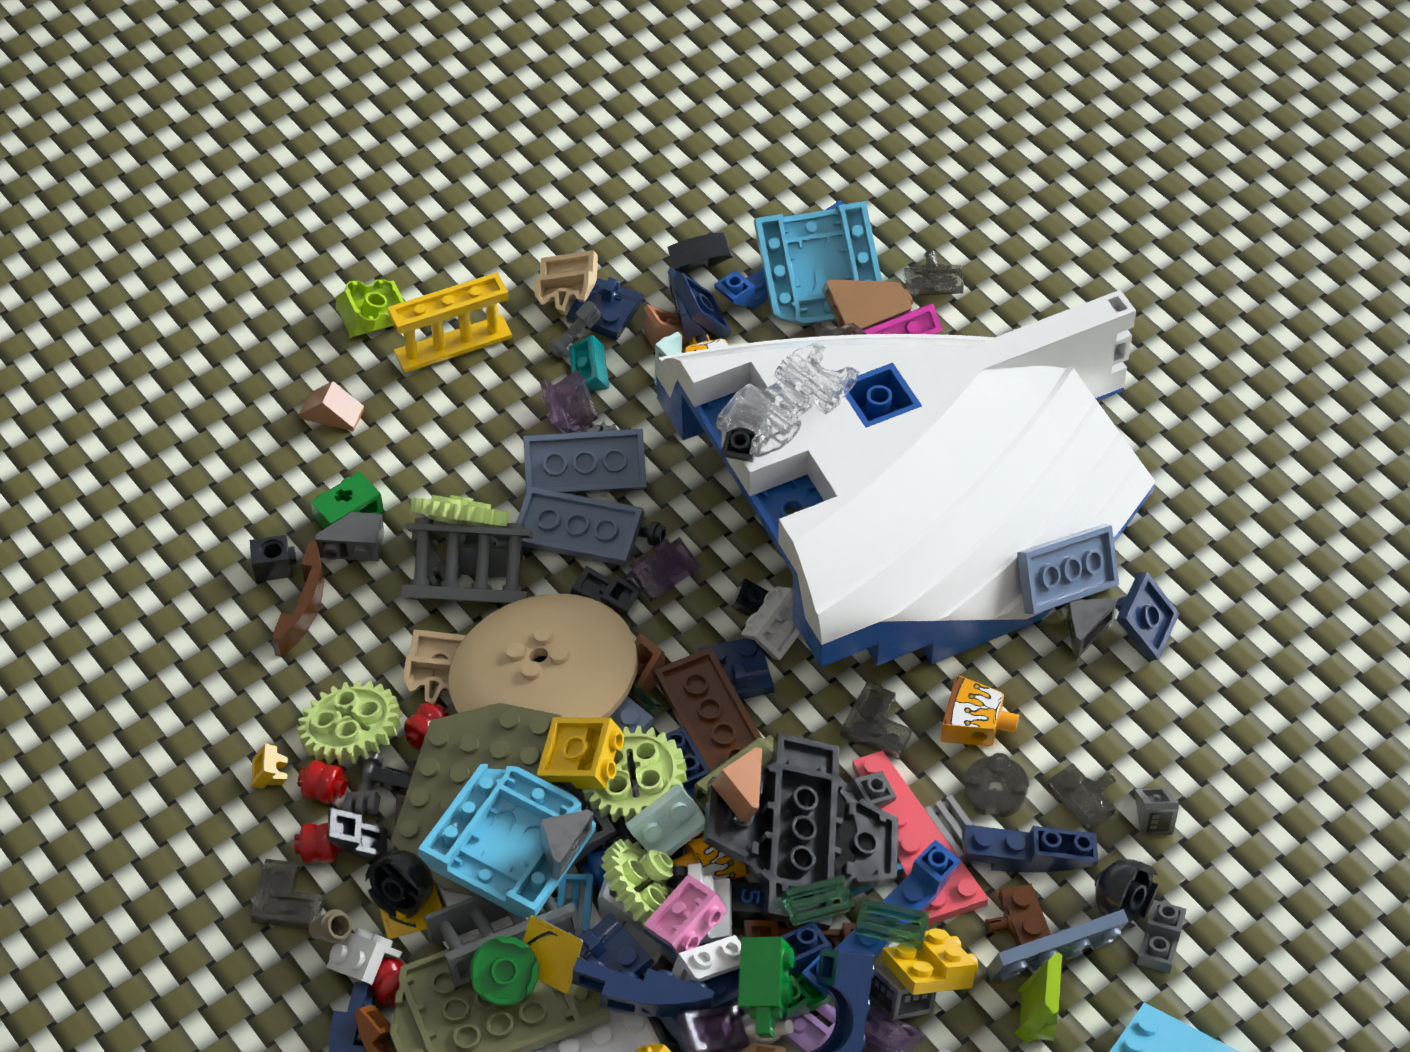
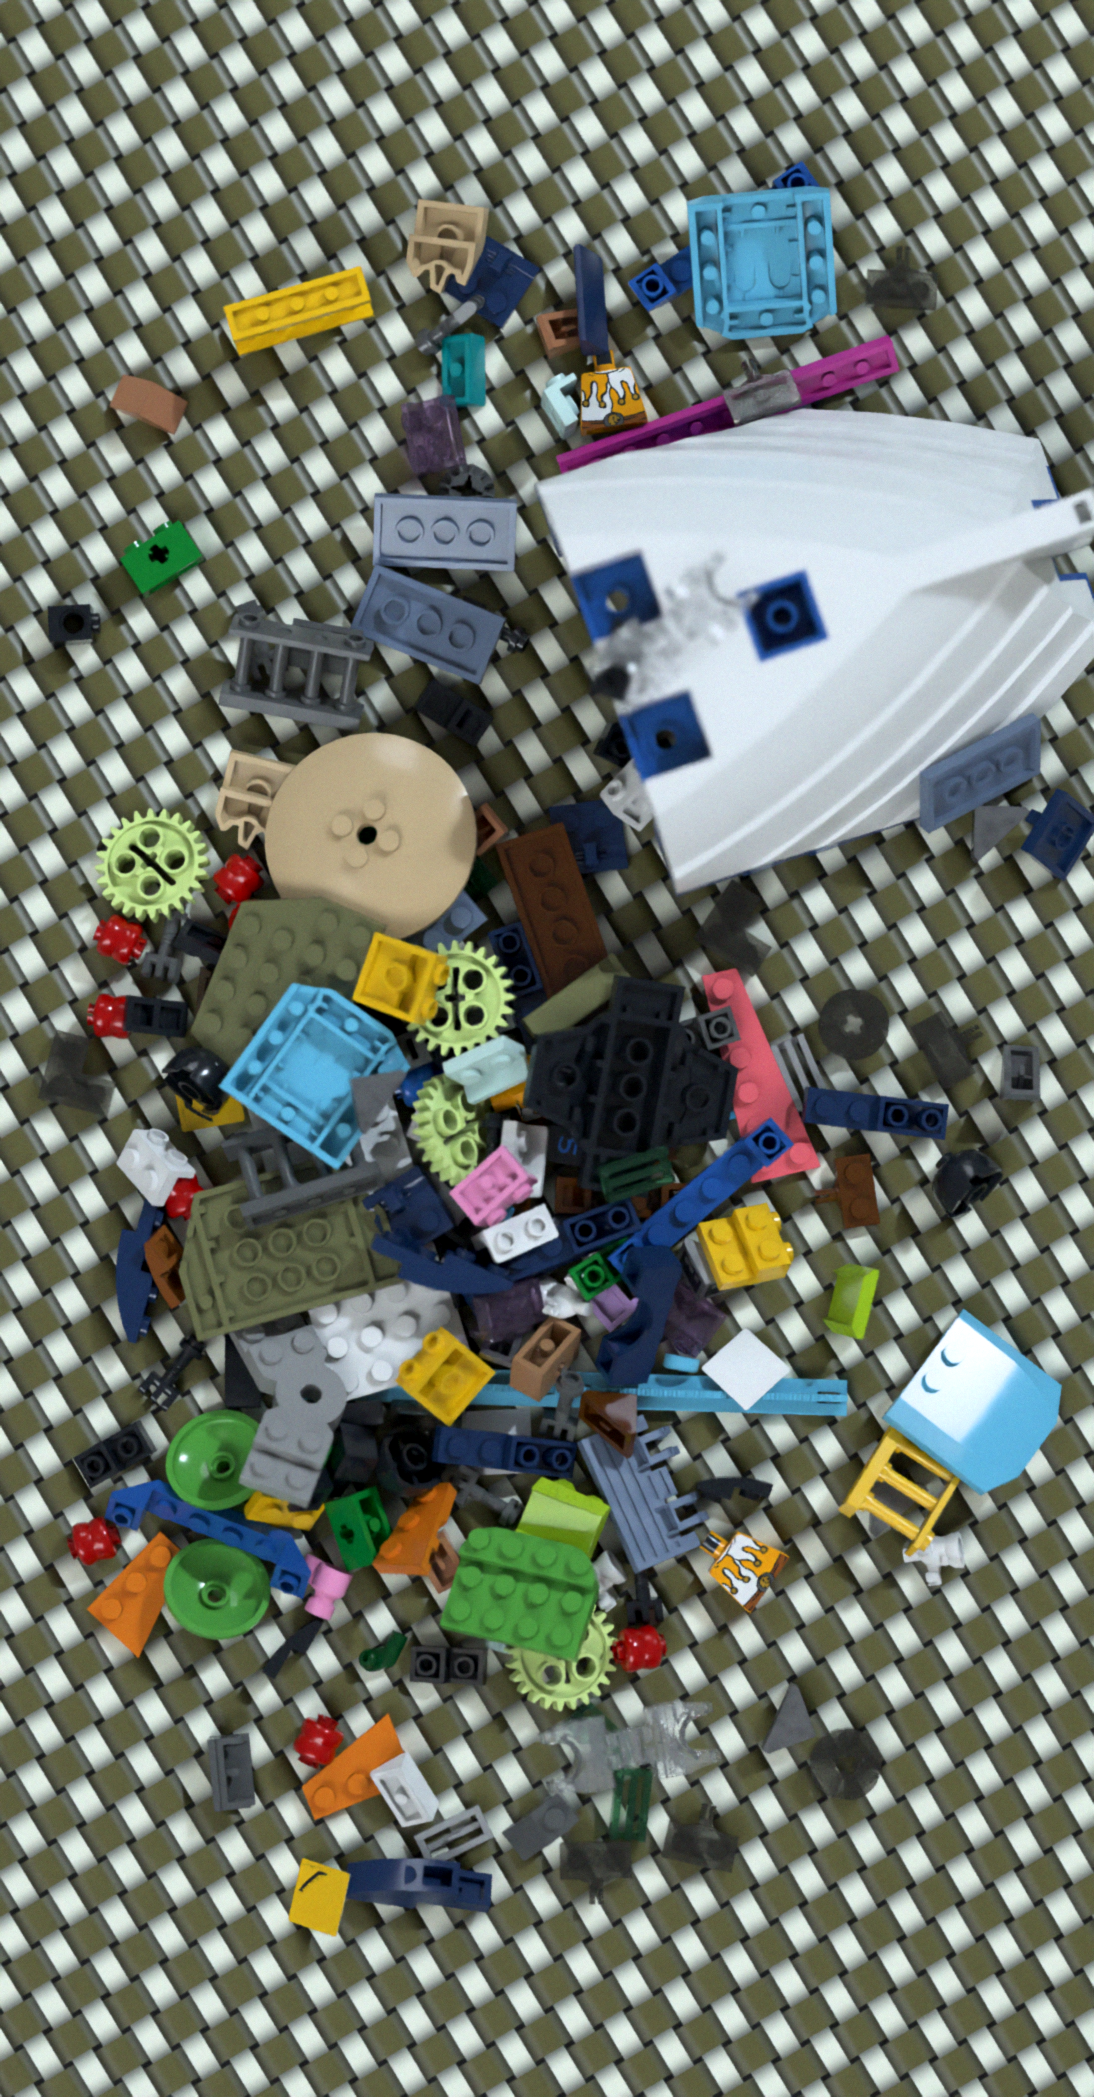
camera: 10 degrees right, 35 degrees up
(265, 767) = (58, 910): yellow tile -> none
(293, 627) = (90, 729): reddish brown slope -> none
(331, 927) = (123, 1132): dark tan cone -> none
(352, 538) = (168, 605): dark grey slope -> none
(366, 307) = (205, 249): lime slope -> none
(459, 511) = (292, 604): yellowish green gear -> none
(503, 970) = (299, 1229): green tile -> none
(554, 951) = (348, 1217): yellow sticker -> none
(577, 879) = (389, 1167): dark azure tile -> none
(658, 865) = (472, 1115): yellowish green plate -> none
(663, 569) = (520, 691): clear purple bracket -> none
(702, 306) = (609, 309): dark blue tile -> none
(703, 249) = (617, 209): black slope -> none
(740, 784) = (570, 1049): nougat slope -> none
(764, 981) = (567, 1271): green hinge -> none
(866, 301) = (812, 331): medium nougat slope -> none
(889, 928) = (682, 1193): clear green tile -> none
(975, 714) = (846, 935): torso -> none
(1067, 942) = (879, 1242): sand blue plate -> none
(1161, 936) = (995, 1230): dark grey slope -> none

